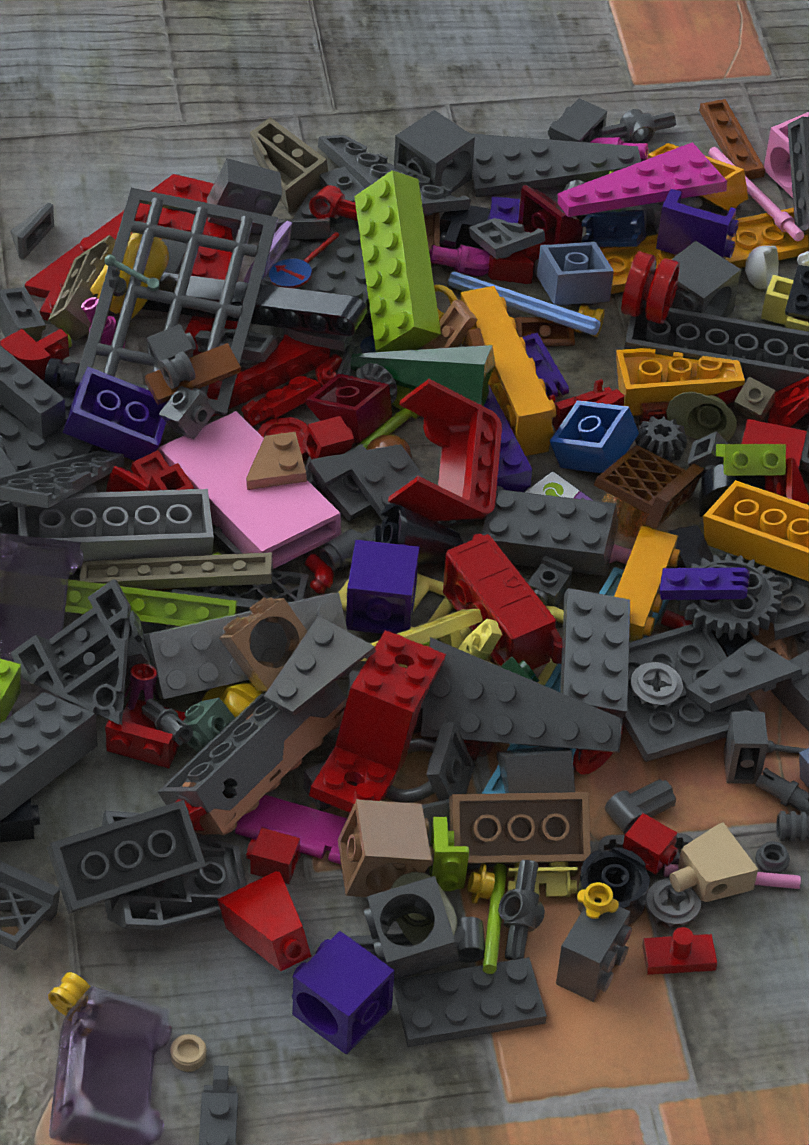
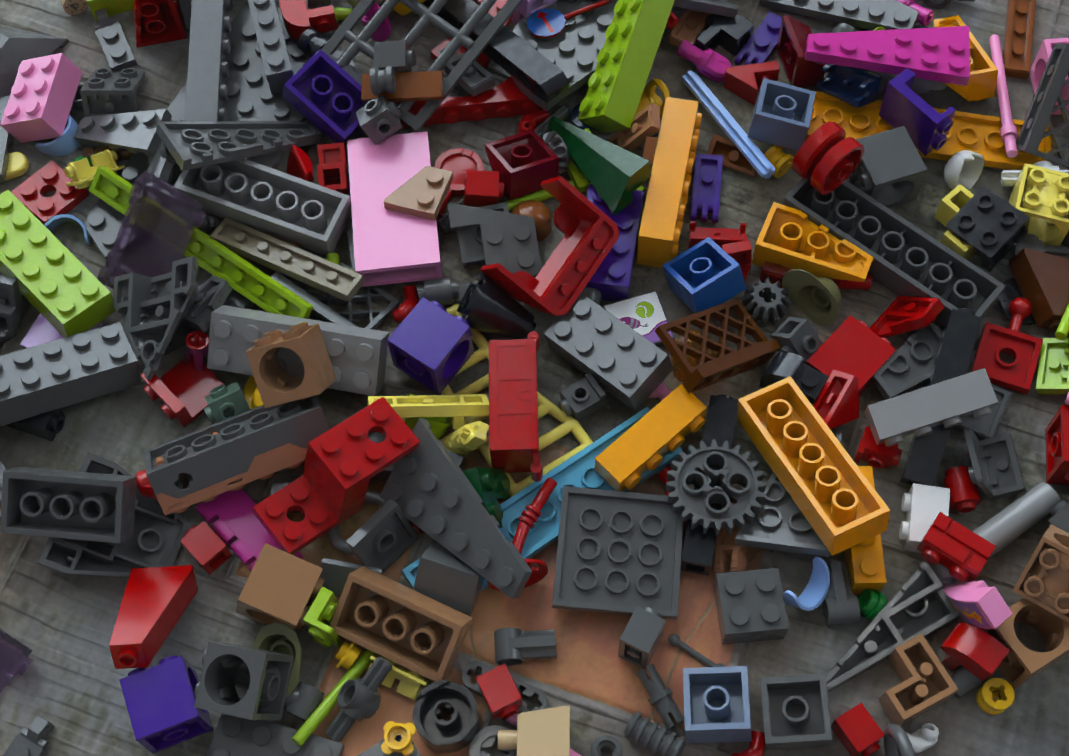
camera: 35 degrees right, 15 degrees up
(167, 721) = (196, 389): dark grey axle -> none
(188, 1052) = (36, 690): tan tile -> none
(280, 400) = (475, 134): red hinge -> none
(315, 664) = (304, 404): dark grey wing -> none
(504, 238) = (744, 57): dark grey wing -> none
(596, 650) = (559, 491): dark grey plate -> none
(668, 679) = (594, 530): light grey gear -> none
(704, 583) = (693, 468): dark purple hinge -> none
(739, 674) = (682, 567): dark grey wing -> none
(753, 459) = (819, 360): lime bracket -> none
(754, 400) = (869, 299): dark tan brick -> none

